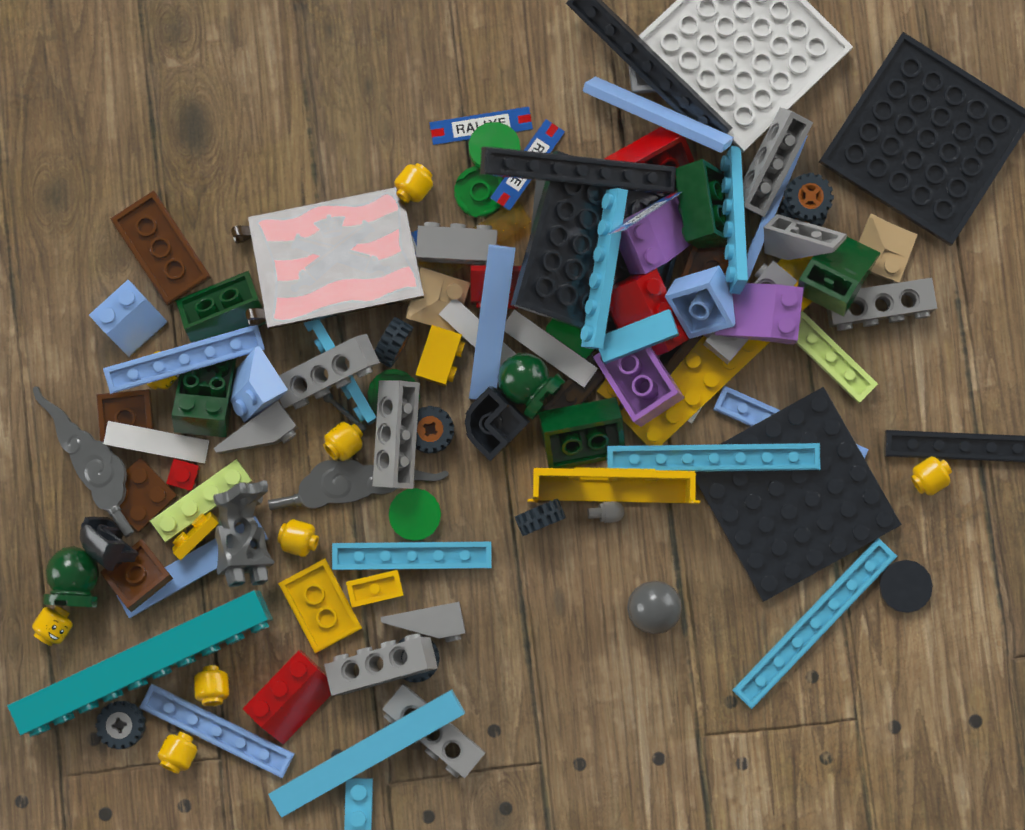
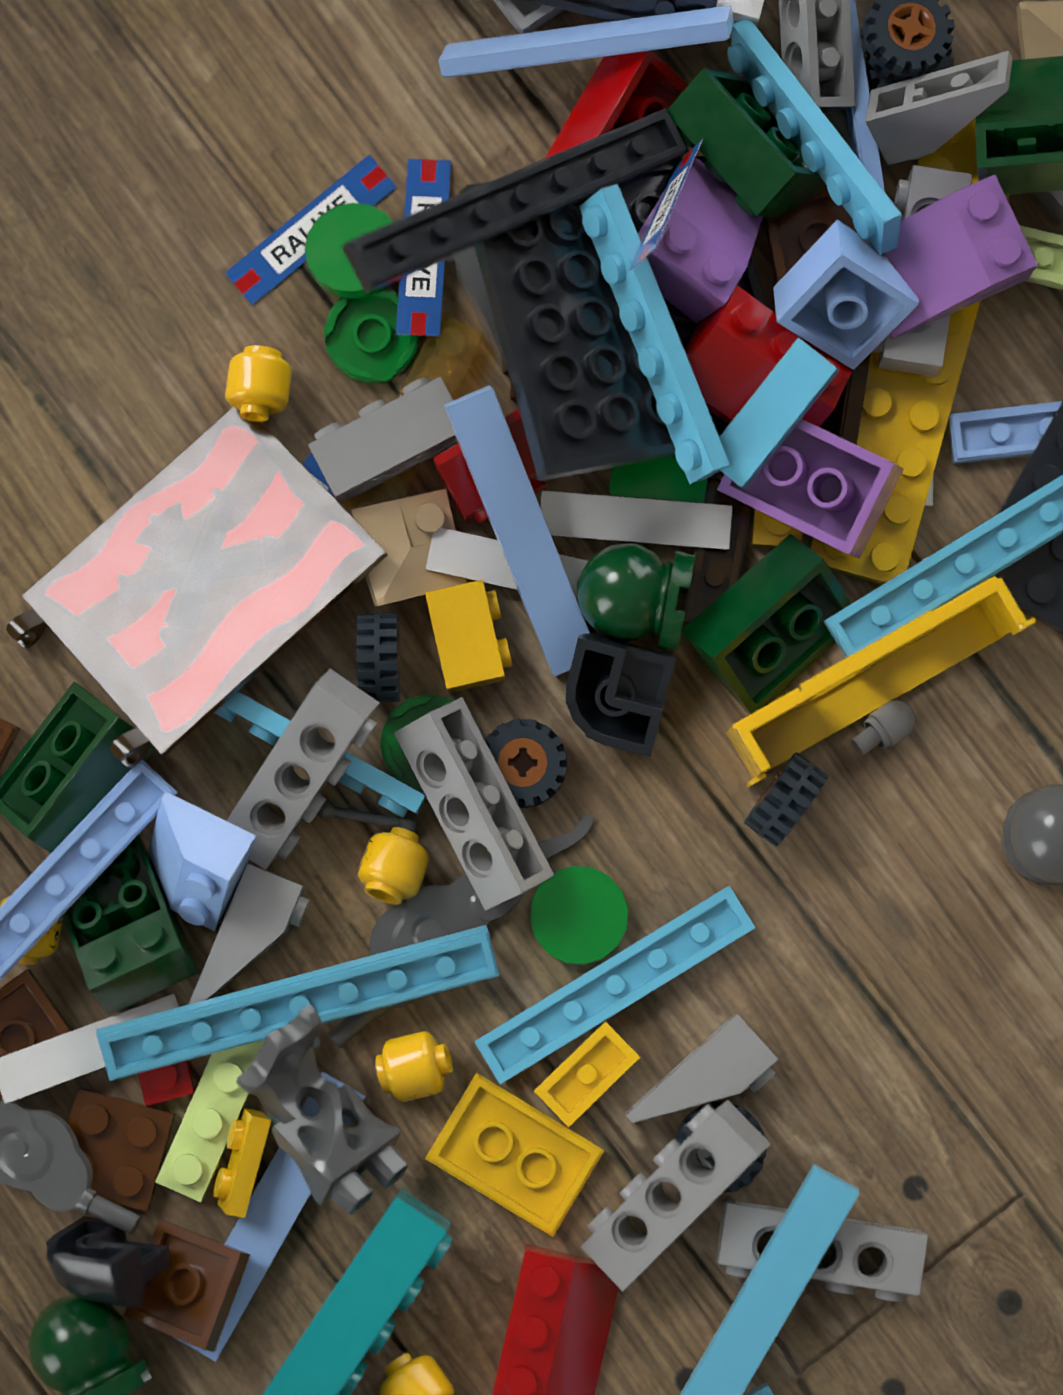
camera: 25 degrees left, 0 degrees up
(280, 481) = (331, 991): none -> medium azure tile

